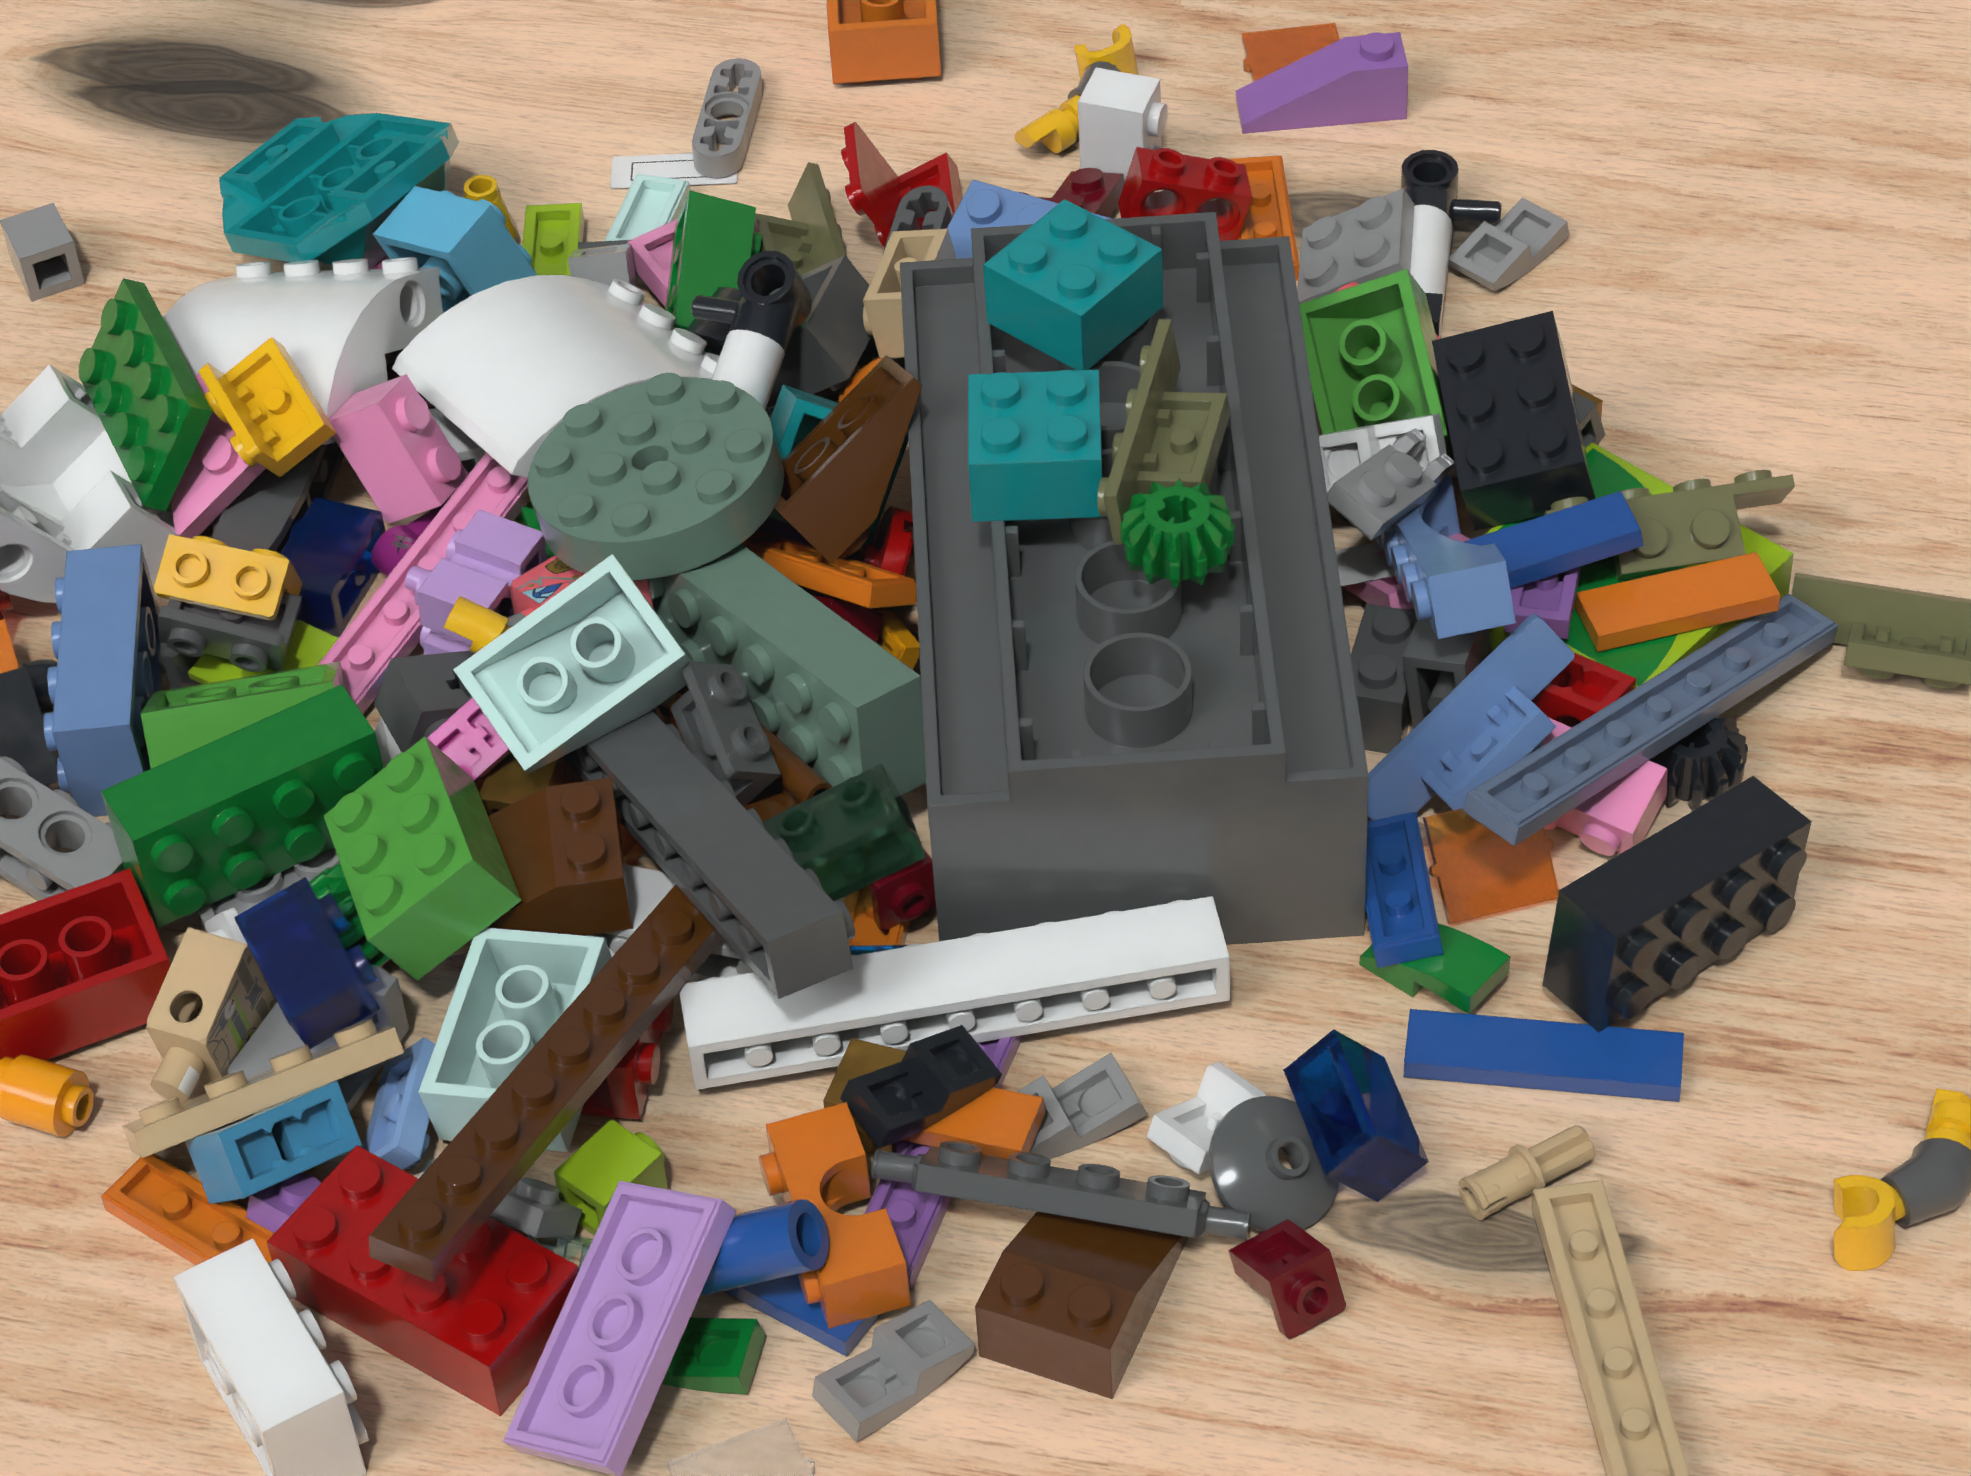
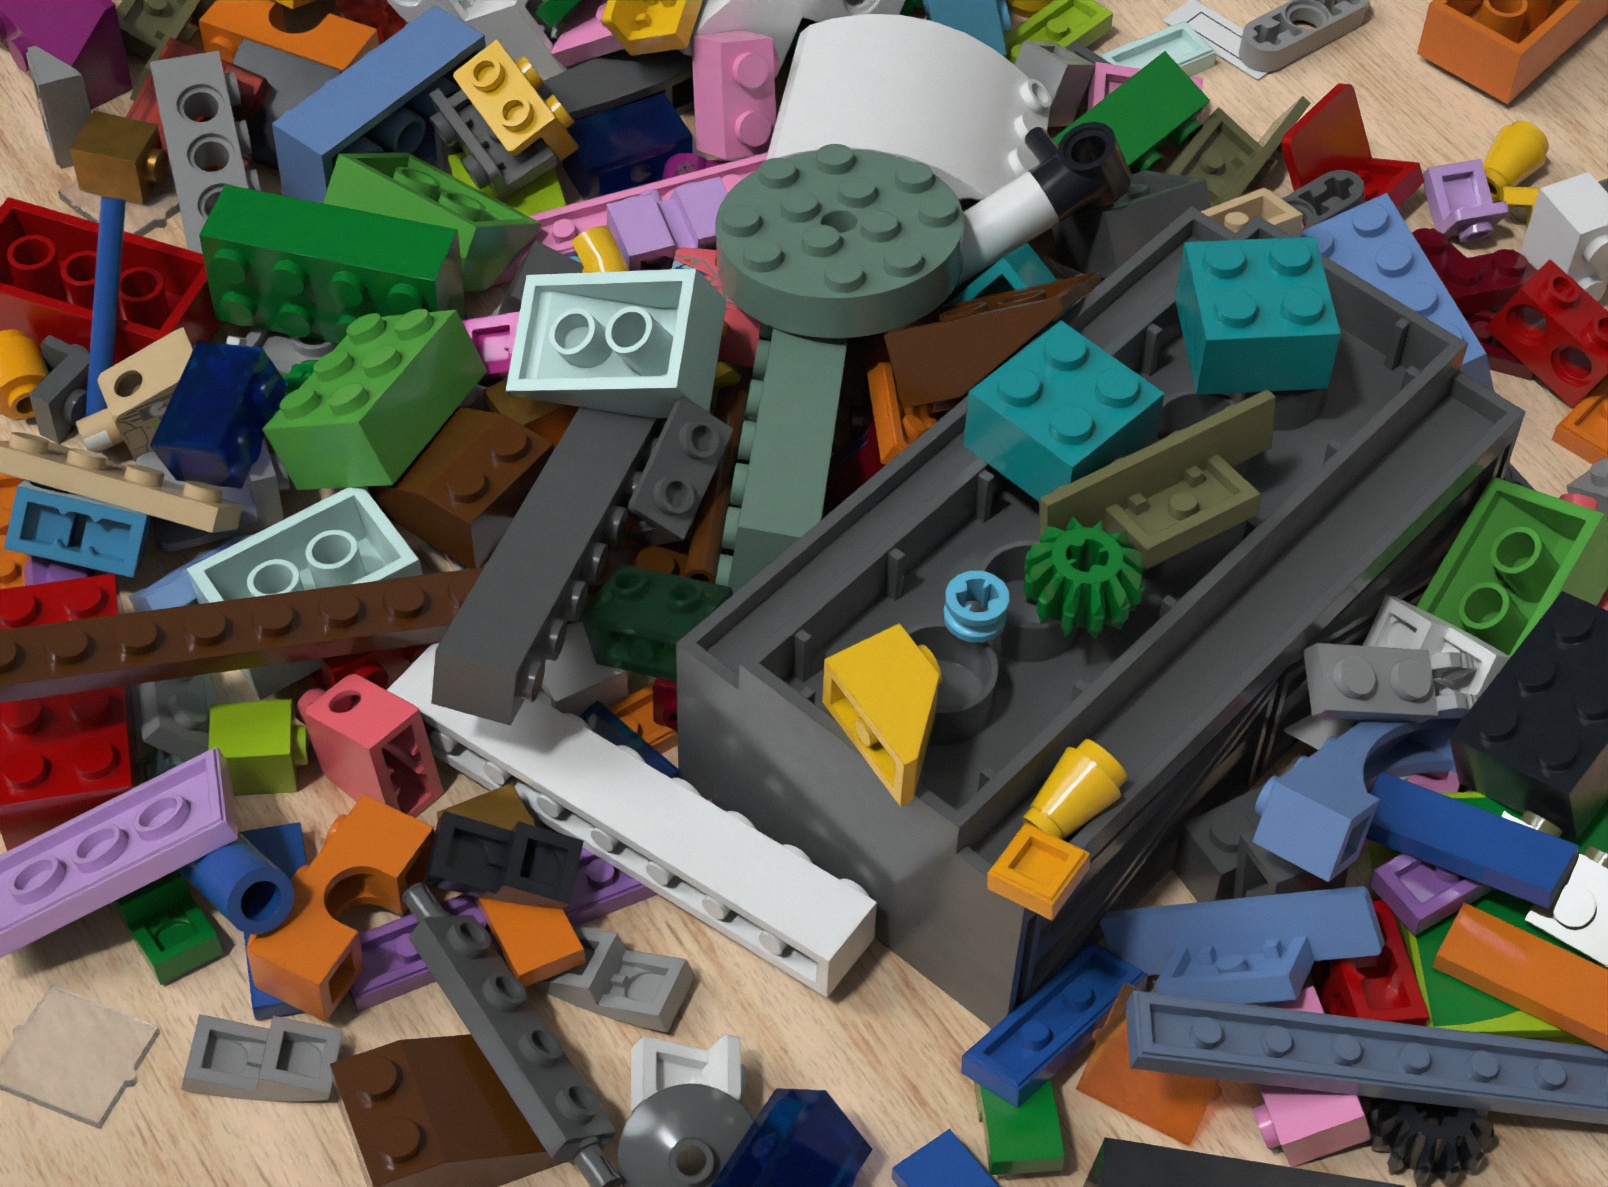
camera: 40 degrees right, 5 degrees up
(97, 969) = (105, 297): none -> blue piece
(97, 1055) = (63, 393): none -> dark grey bracket
(704, 1102) = (371, 744): none -> coral torso
(995, 108) = (1514, 156): none -> yellow cone
(998, 160) = (1462, 200): none -> lavender bracket
(1128, 624) = (976, 625): none -> medium azure bush
(1162, 710) = (886, 704): none -> yellow slope
(1316, 681) = (1076, 790): none -> yellow cone
(1355, 746) = (1038, 871): none -> light orange tile

